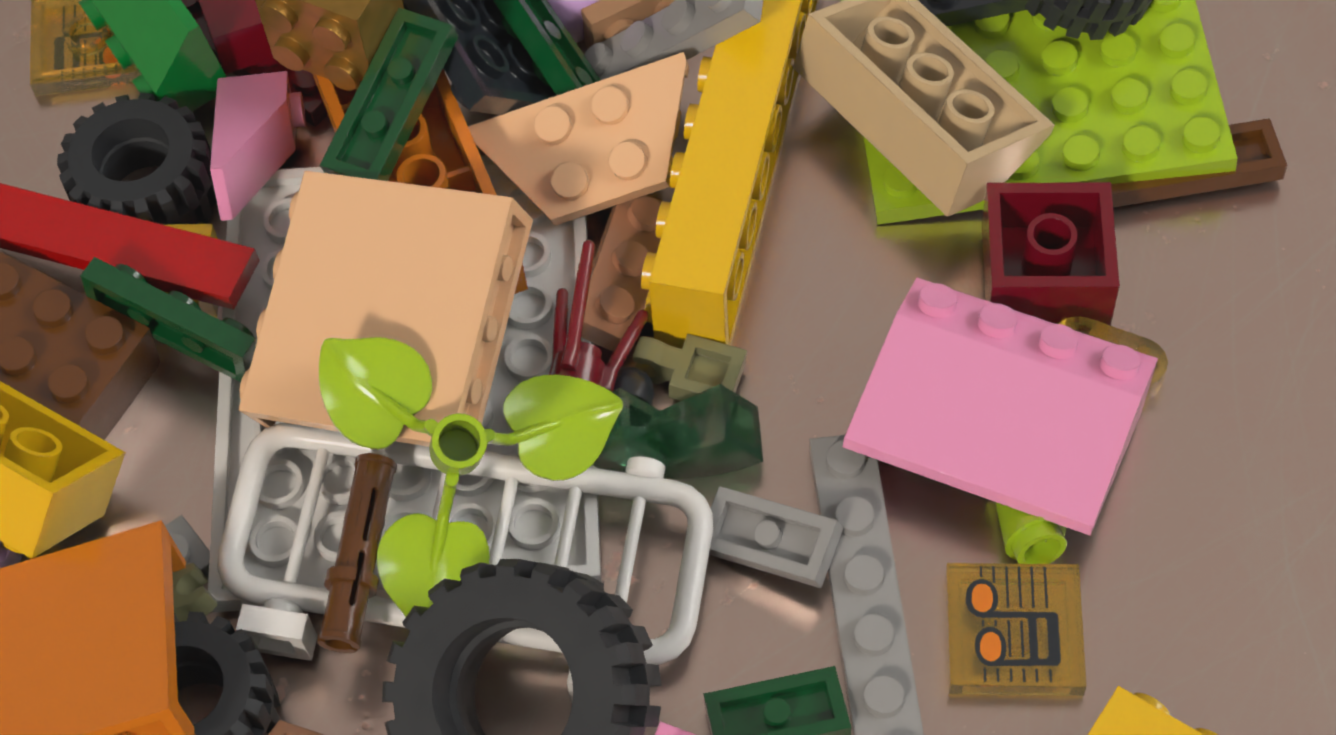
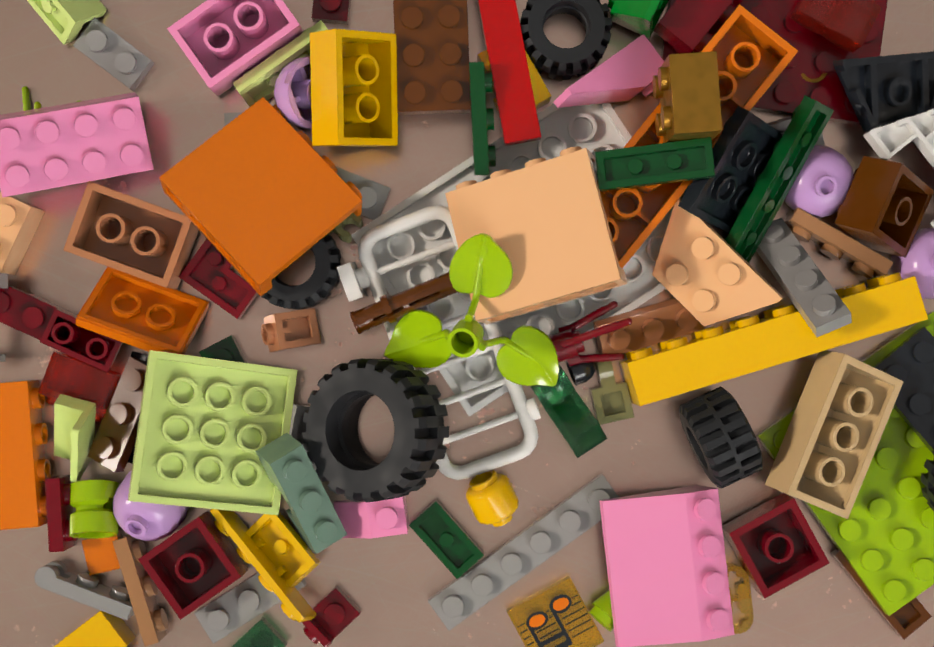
camera: 50 degrees right, 30 degrees up
(751, 609) = (492, 498): none -> yellow head
(773, 536) = (536, 488): light grey plate -> none
(842, 236) = (721, 437): none -> black tyre

